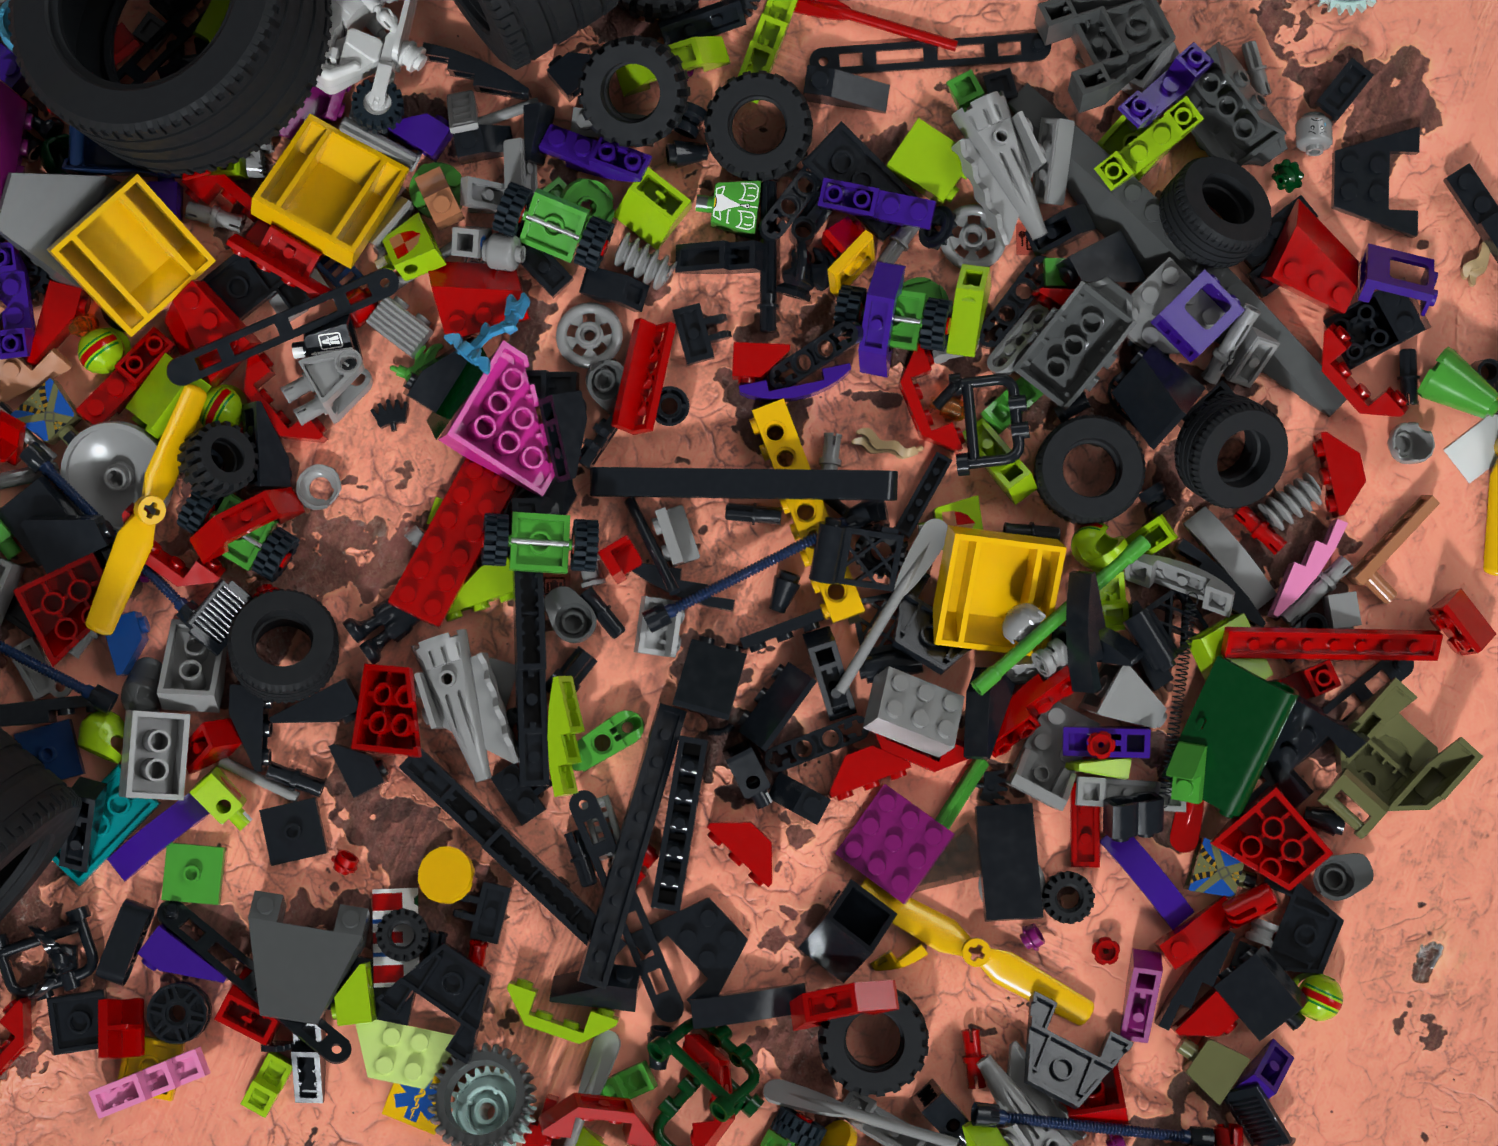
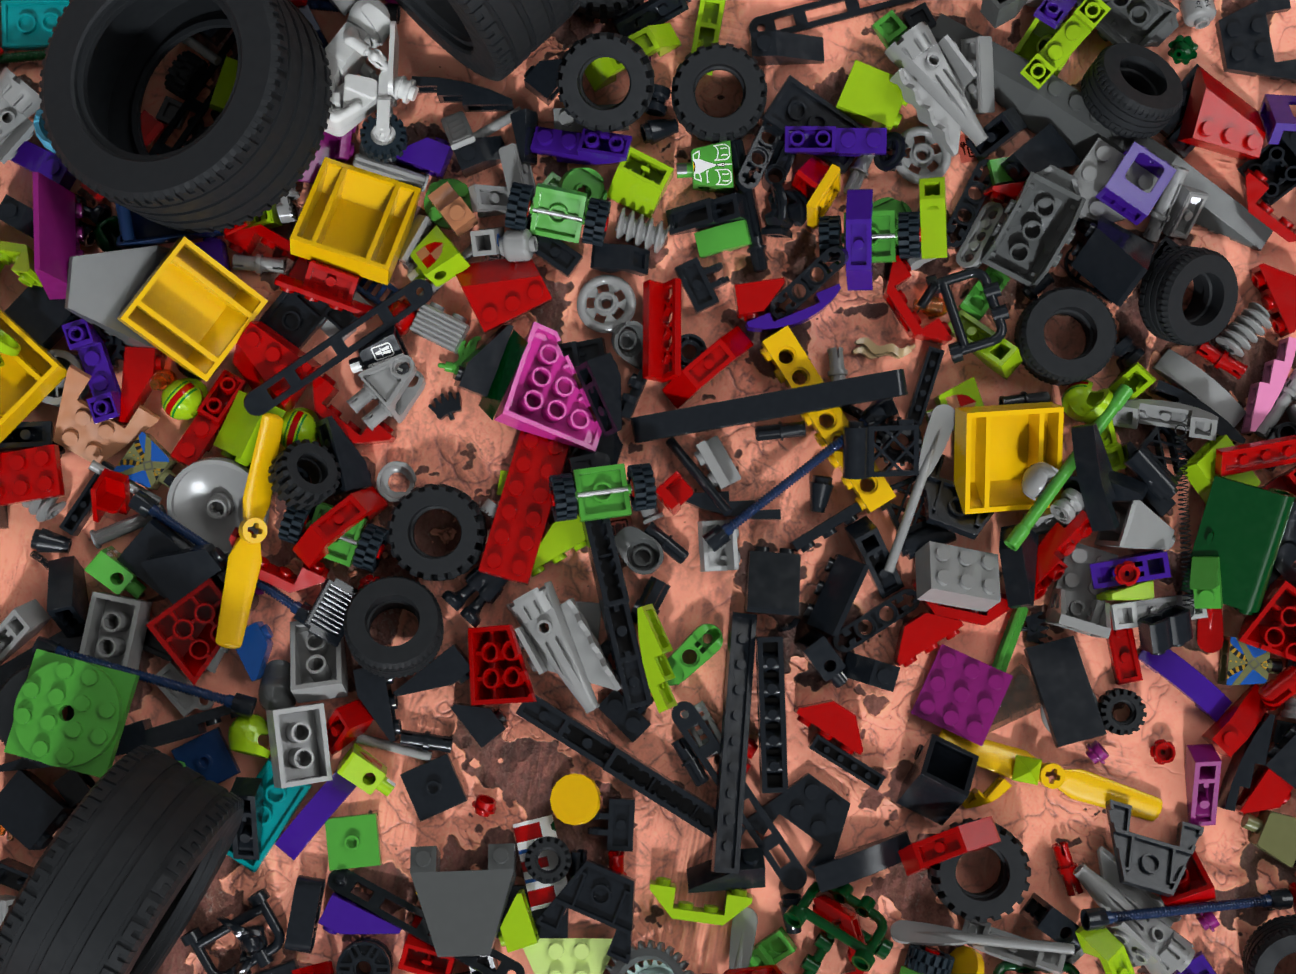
camera: 15 degrees left, 0 degrees up
(314, 543) = (402, 532): none -> black tyre
(472, 352) = (510, 336): dark azure piece -> none
(686, 425) = (707, 366): none -> red slope
(732, 287) = (723, 238): none -> bright green slope
(753, 893) = (846, 761): none -> black piece
(949, 940) = (1026, 769): none -> lime slope

